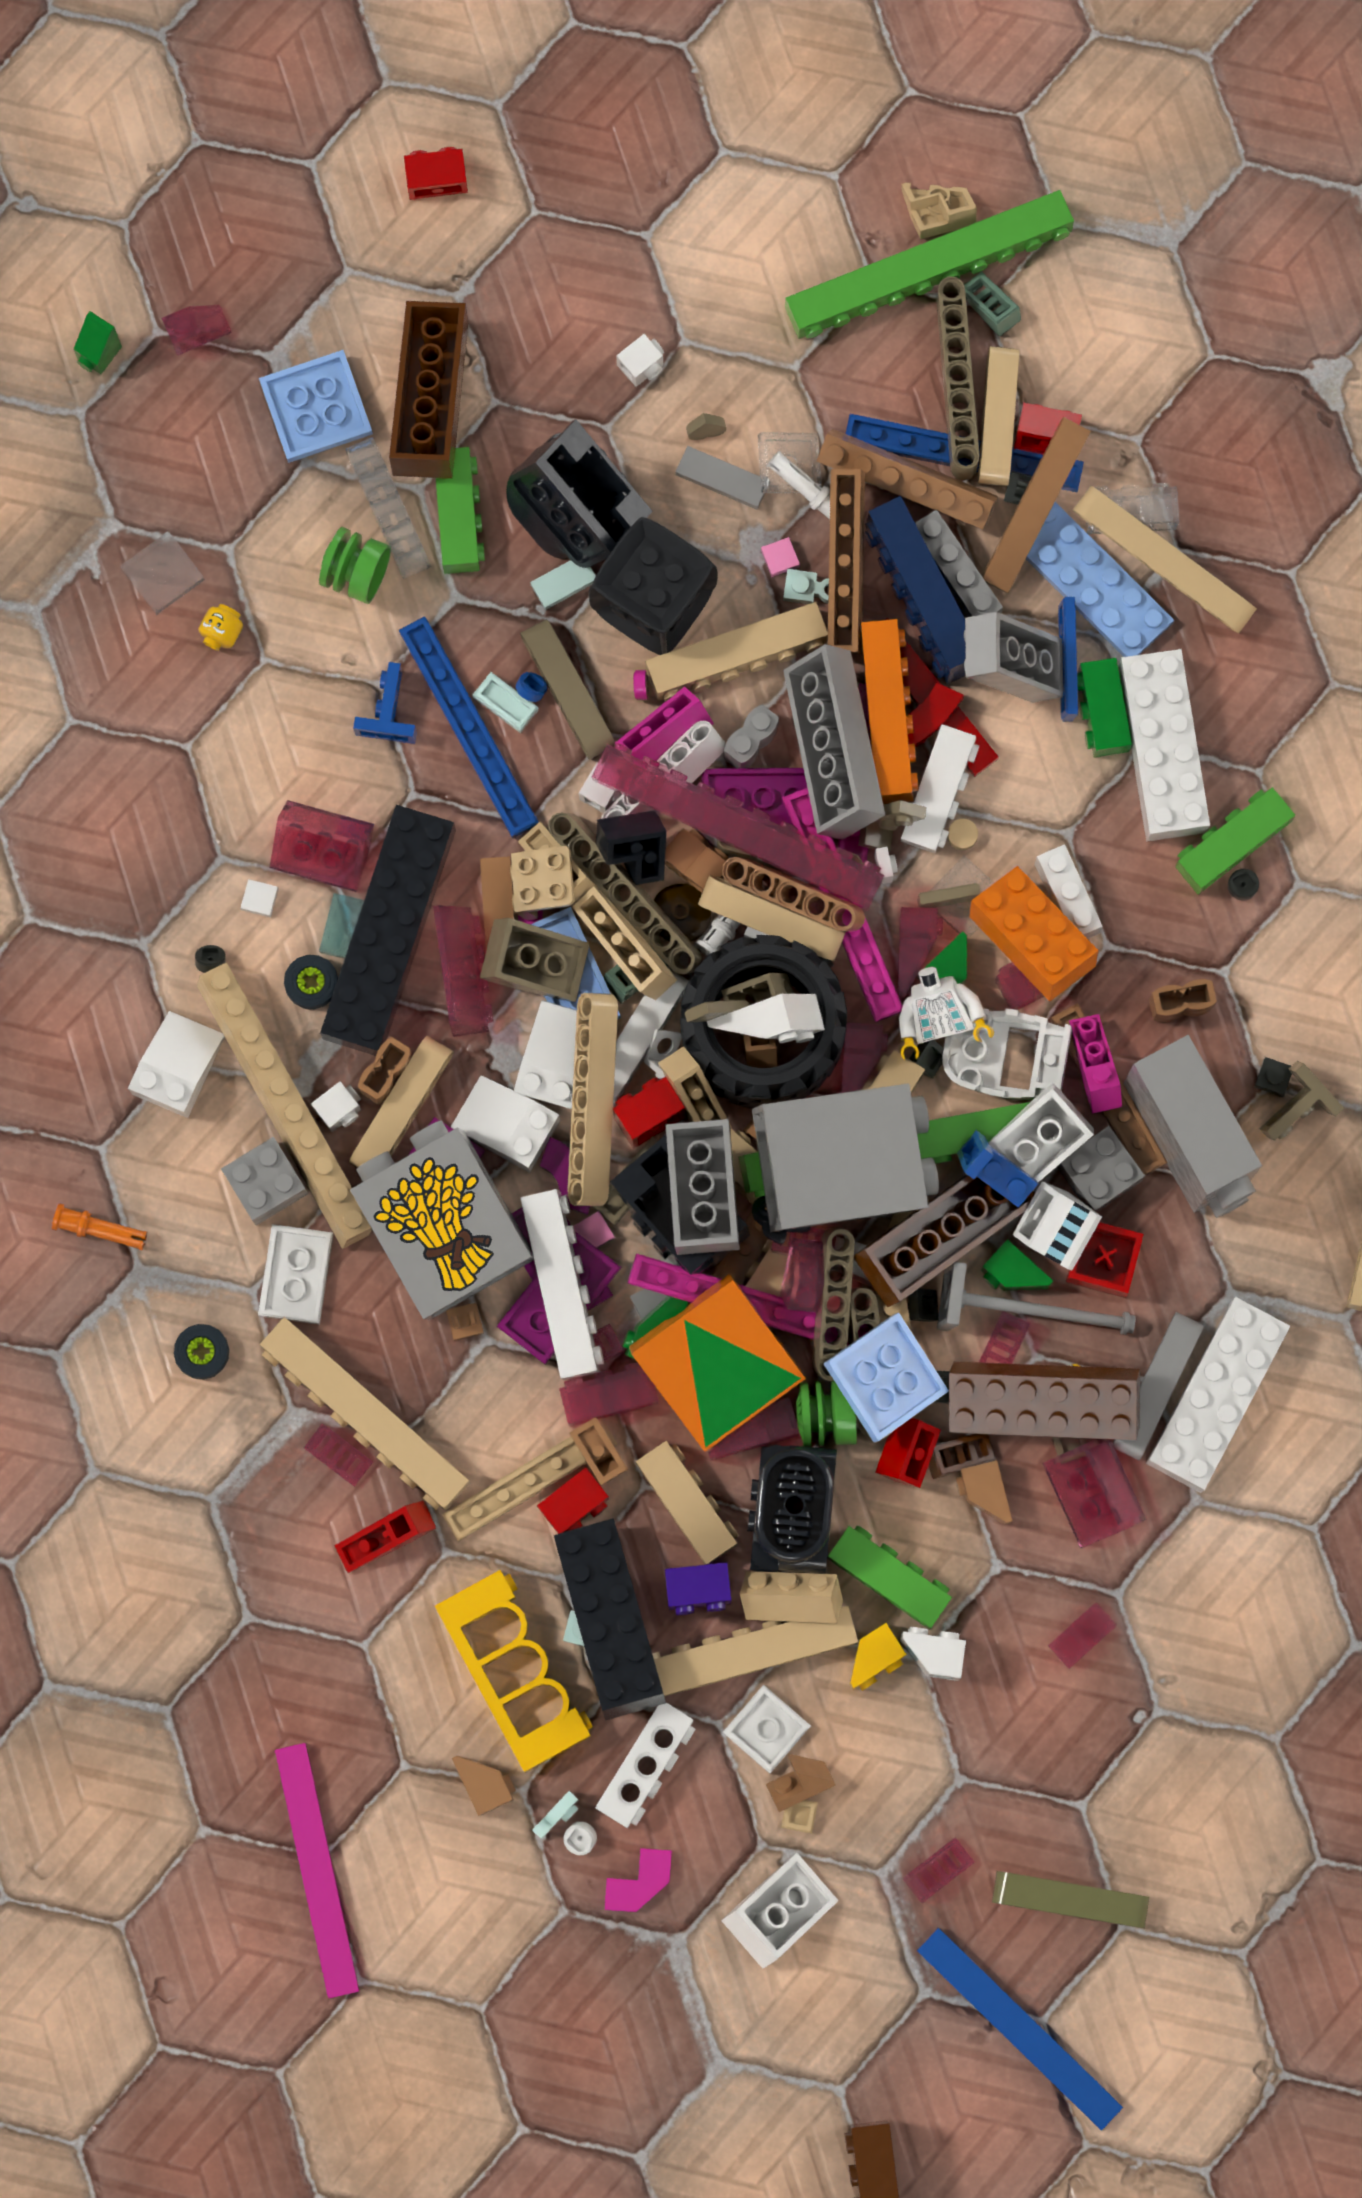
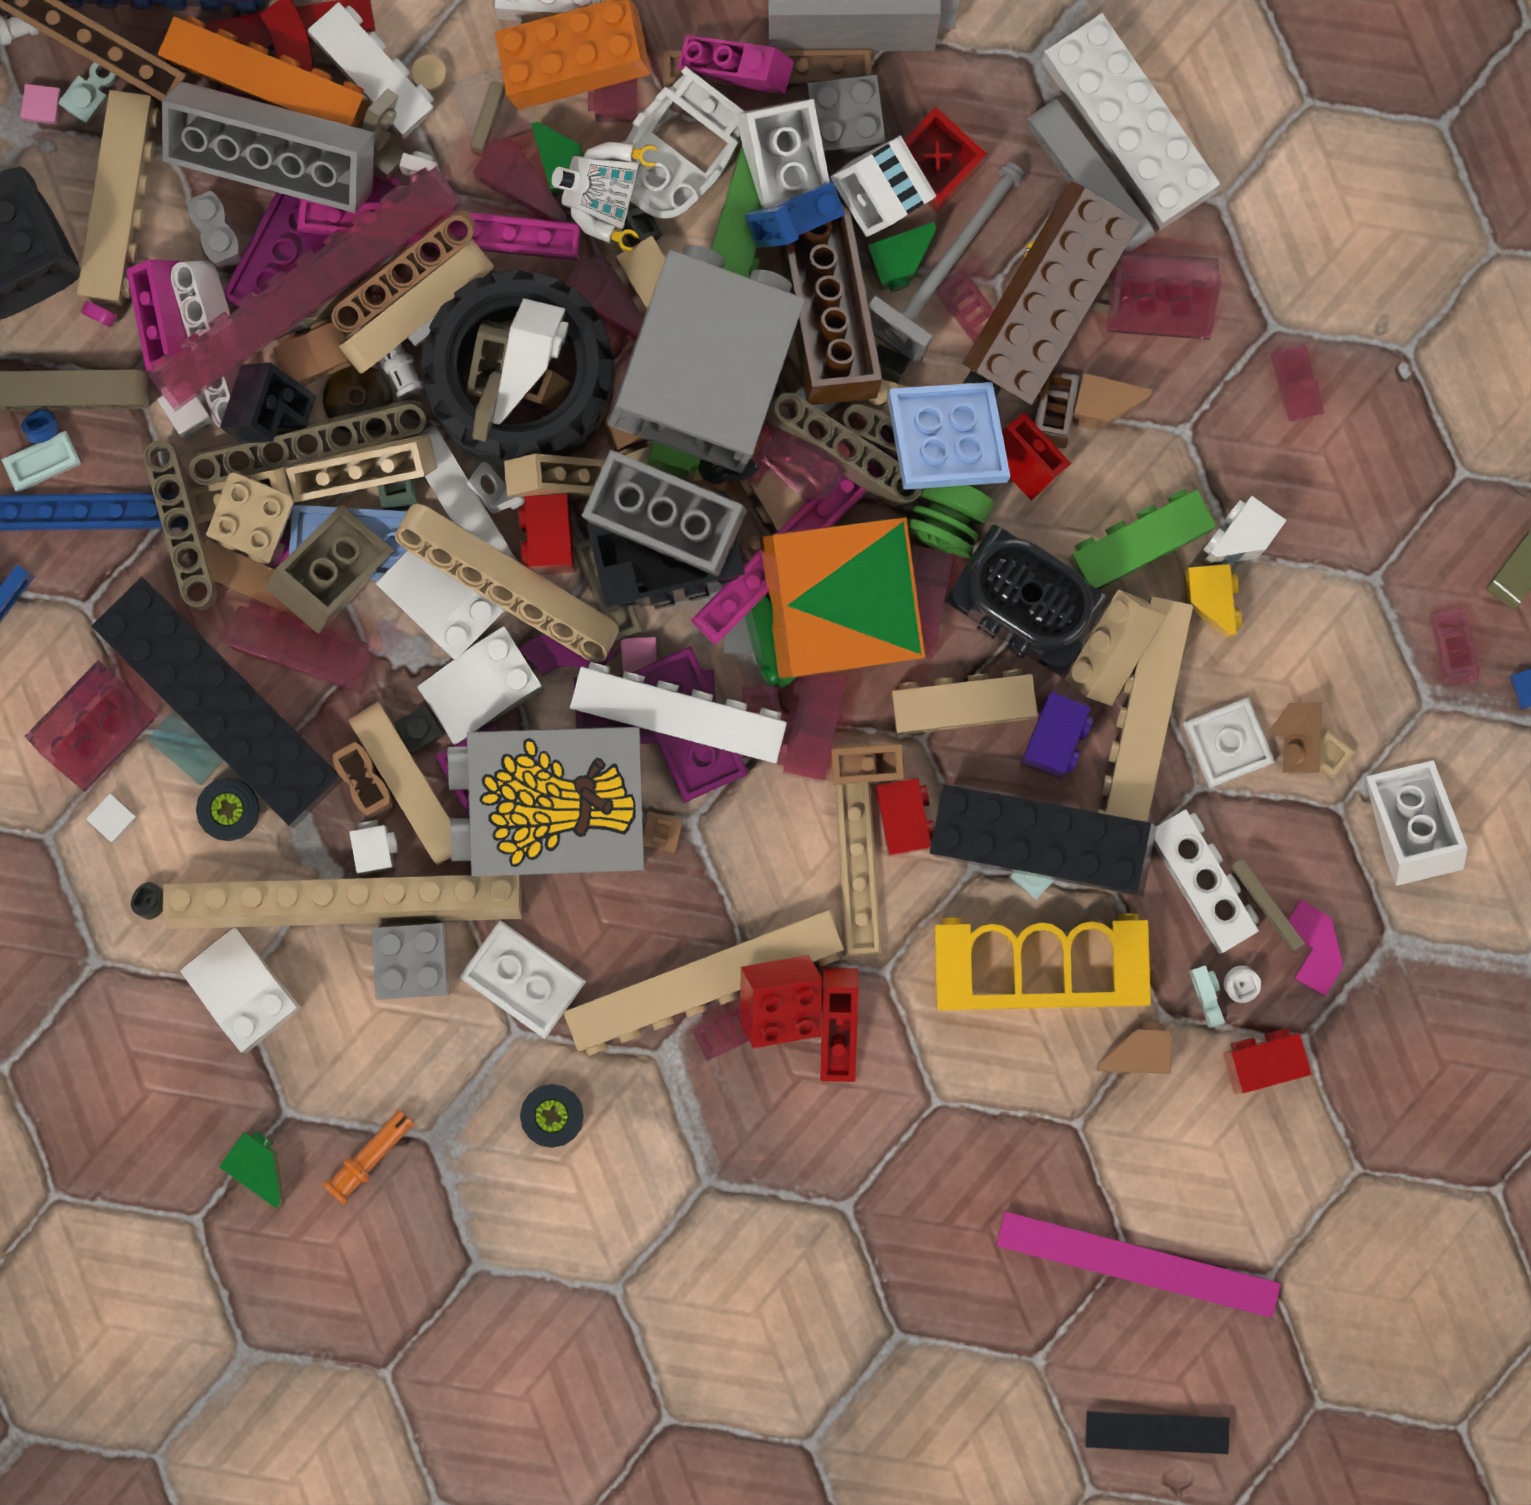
camera: 65 degrees left, 5 degrees up
(47, 1147) = (256, 1167): none -> green slope
(192, 1953) = (1157, 1432): none -> black tile
(377, 1479) = (780, 1001): none -> red brick
(448, 1093) = (418, 729): none -> pearl dark grey plate
(515, 817) = (170, 511): none -> dark tan beam
(526, 1887) = (1266, 1063): none -> red brick
(650, 1826) = (1268, 907): none -> dark tan tile

